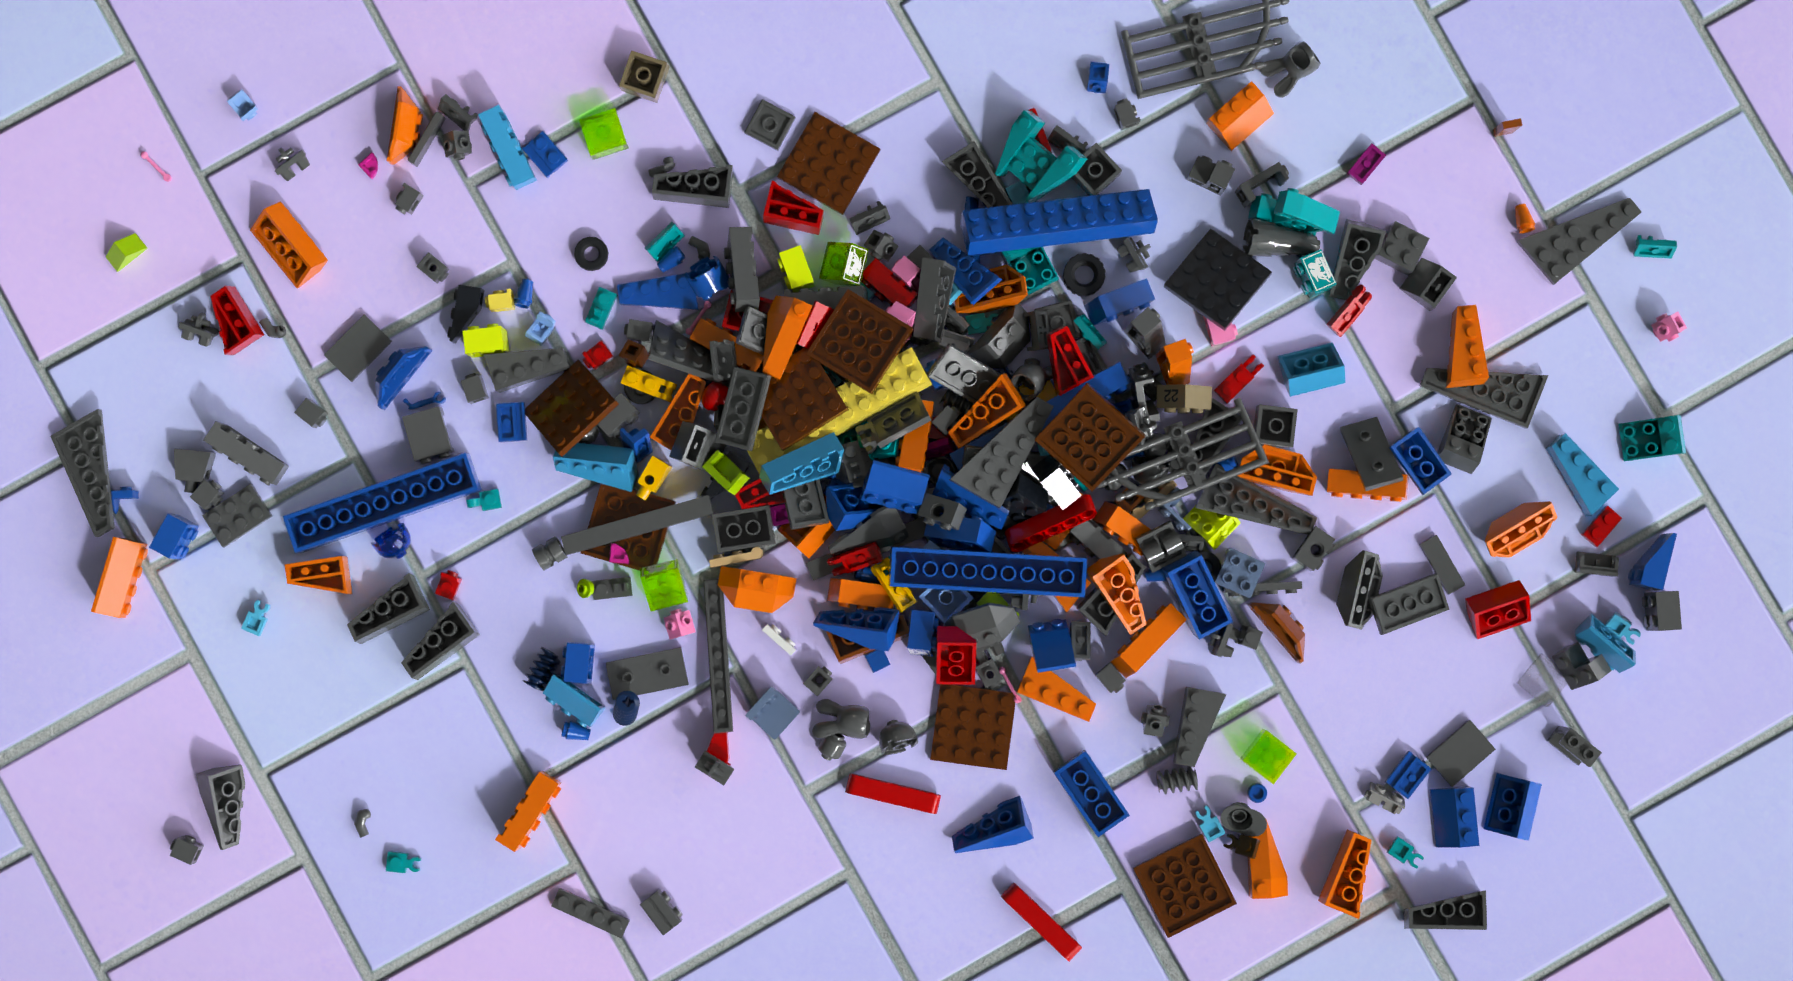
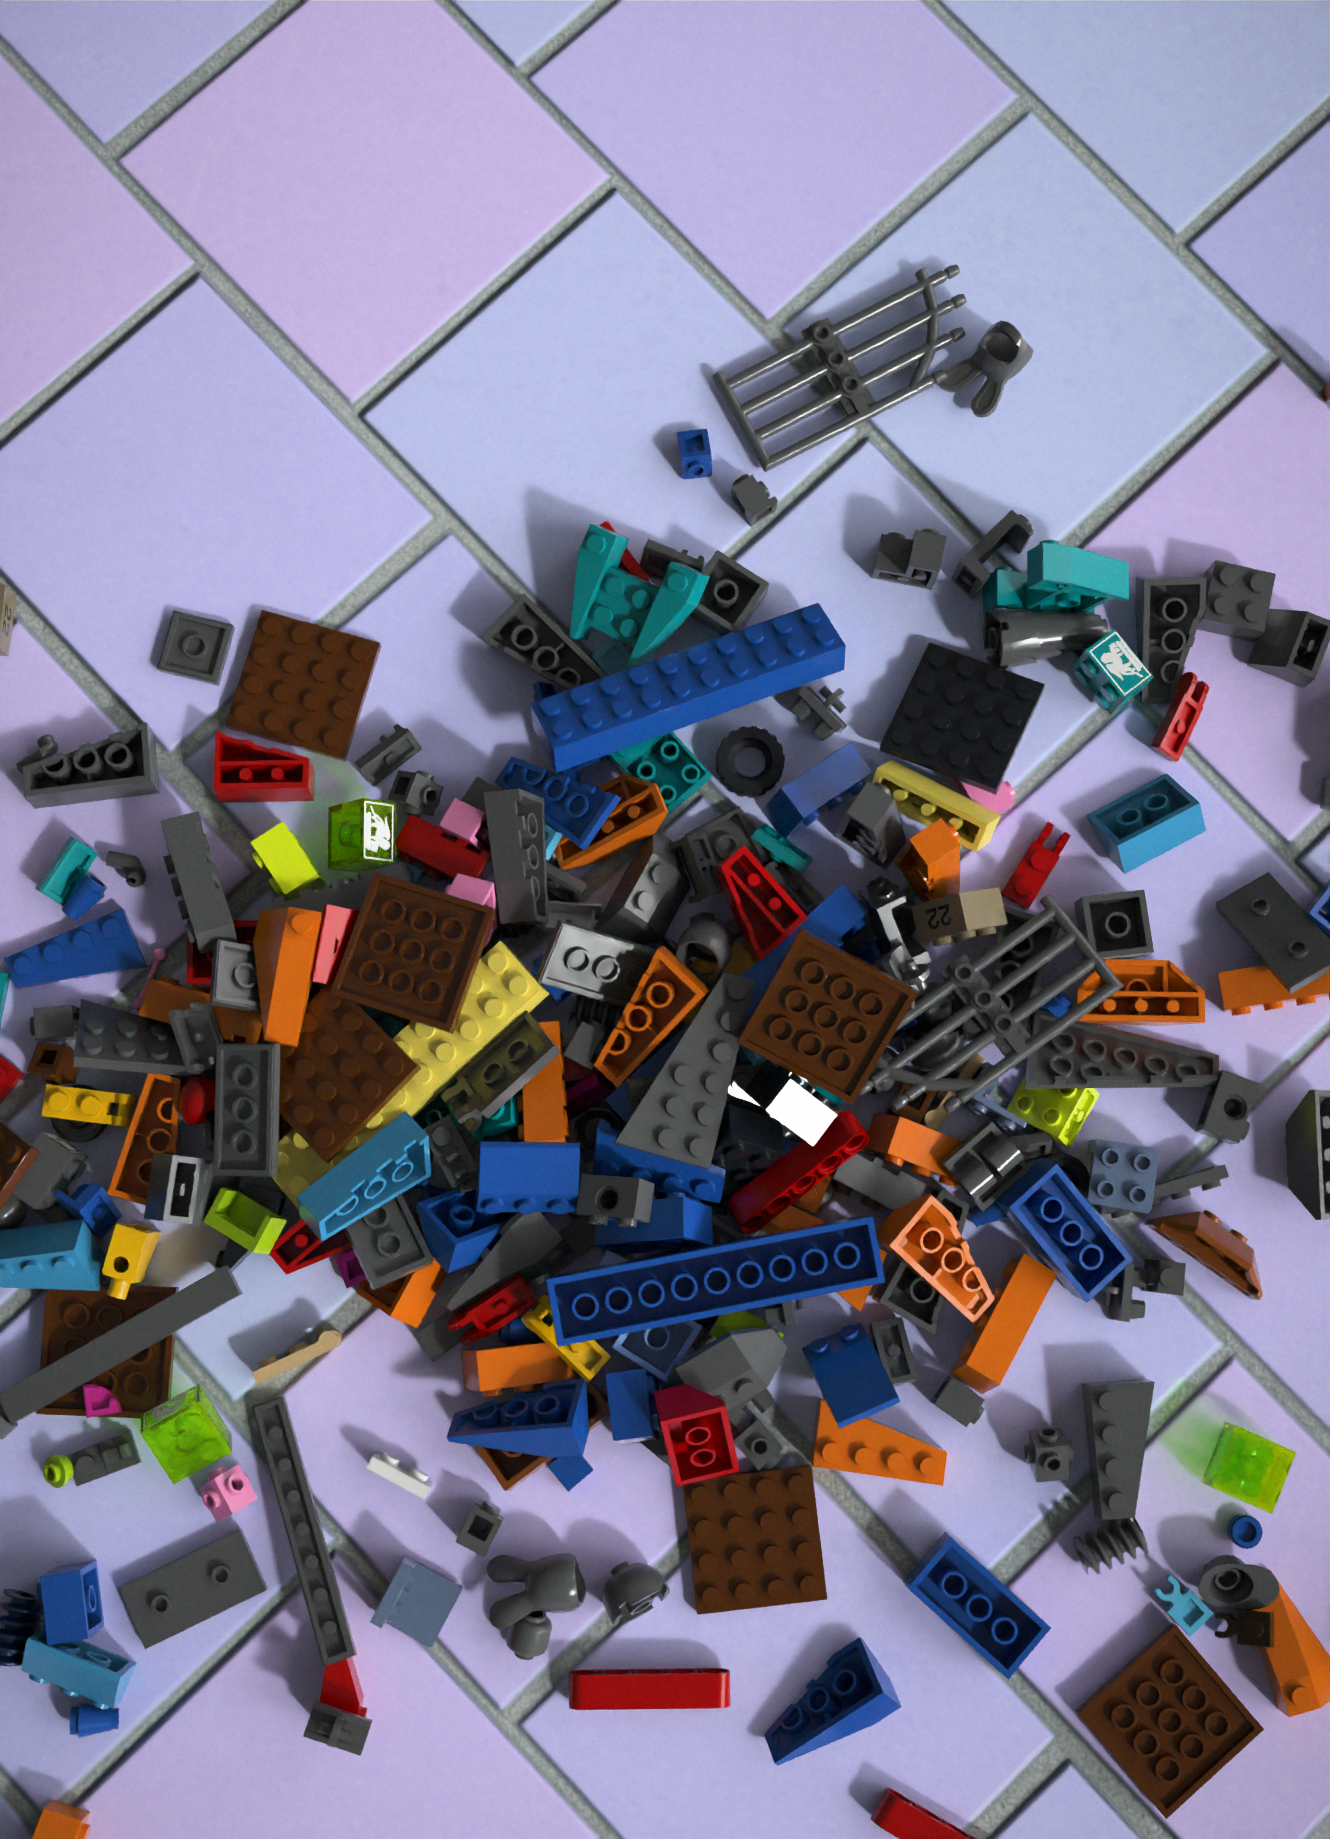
camera: 20 degrees left, 5 degrees down
(626, 708) = (172, 1672): dark blue piece -> none
(707, 277) = (146, 910): blue brick -> none
(743, 529) = (298, 1306): dark grey brick -> none
(755, 589) = (341, 1401): orange wedge -> none
(978, 323) = (602, 878): teal plate -> none
(1017, 698) = (814, 1473): bright pink hinge -> none
(1186, 326) = (929, 801): none -> light yellow brick
(1240, 116) = (930, 459): orange slope -> none
(1366, 164) = (1144, 486): magenta plate -> none

